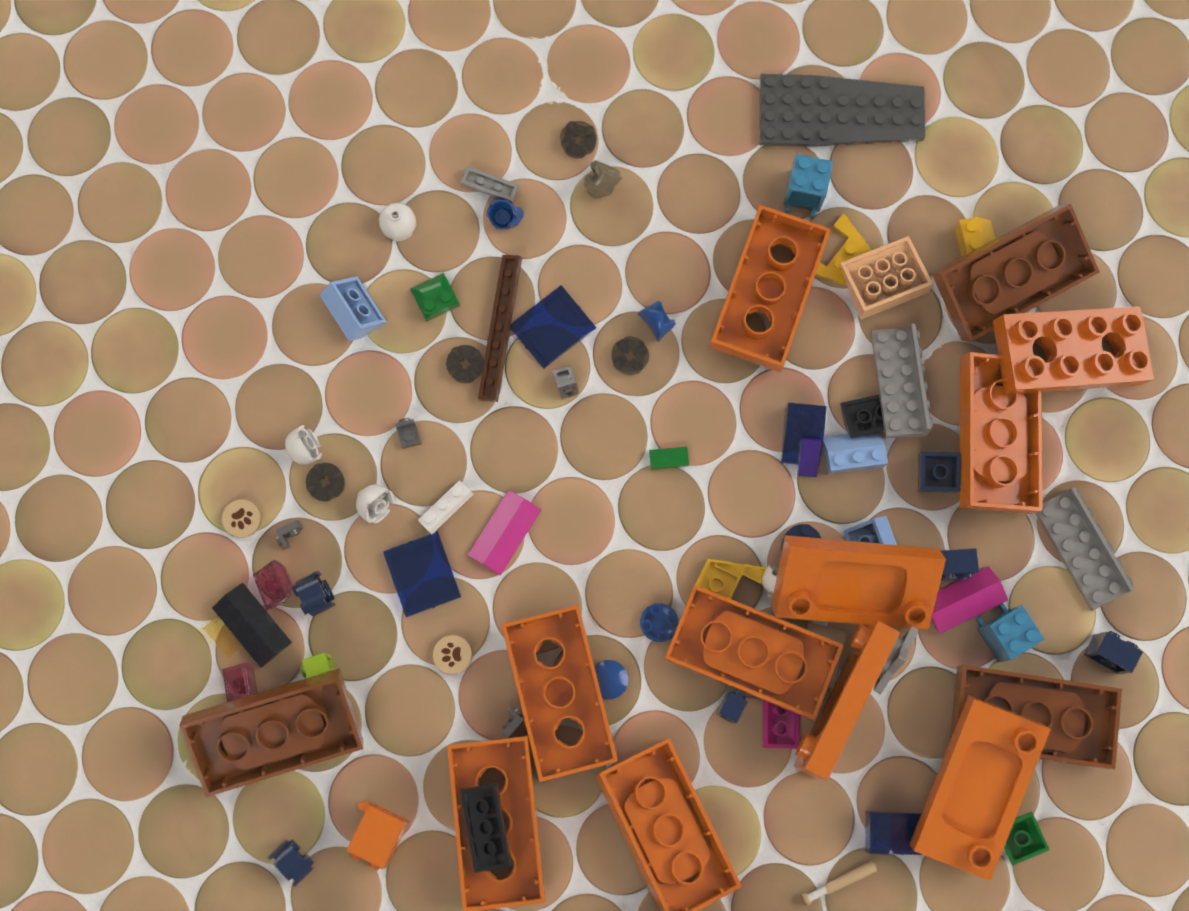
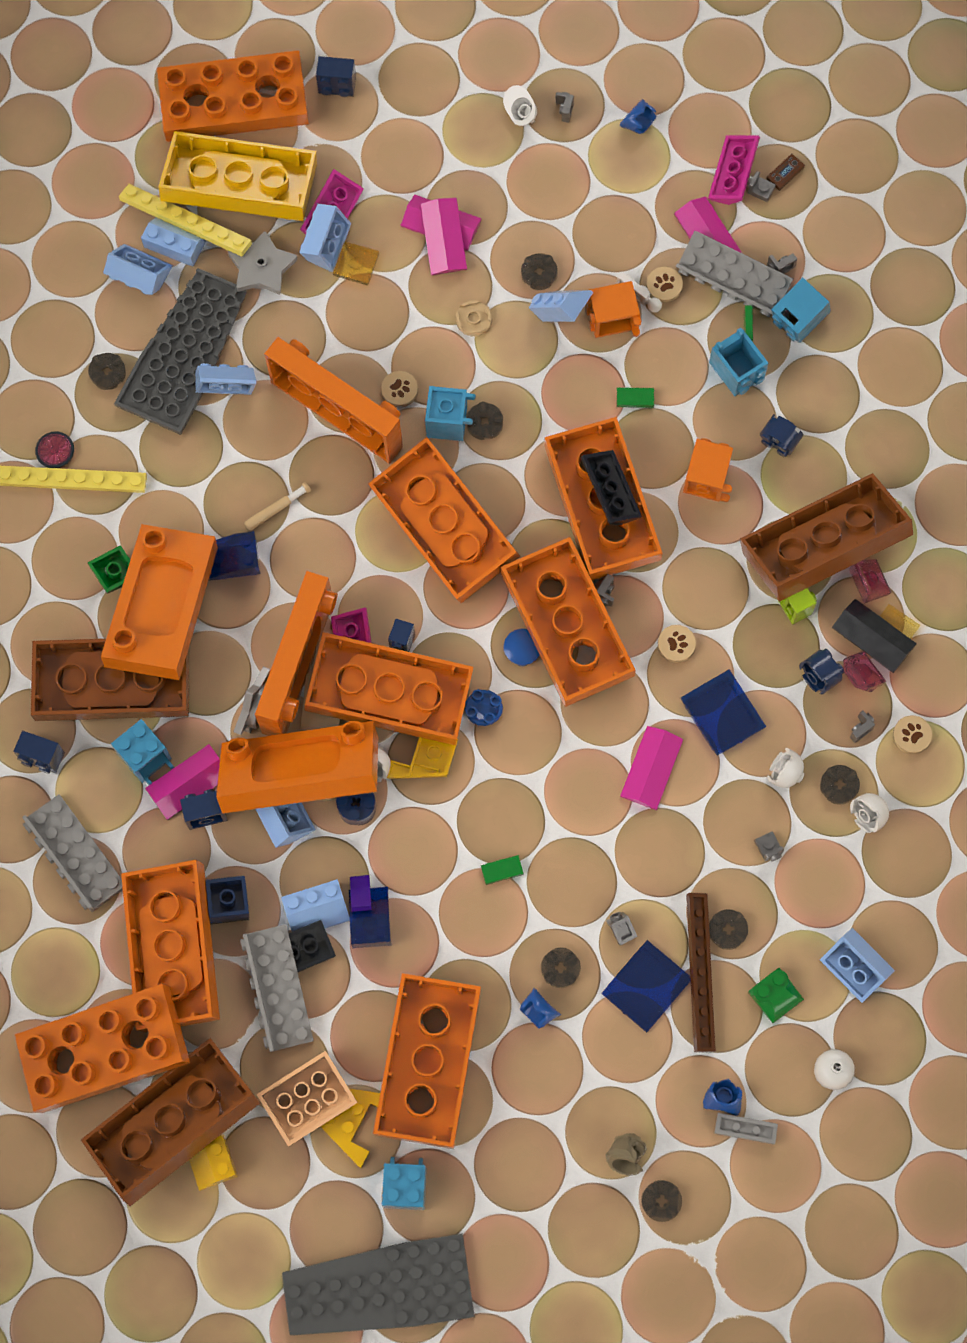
camera: 175 degrees right, 5 degrees down
(445, 507) = (715, 780): white plate -> none

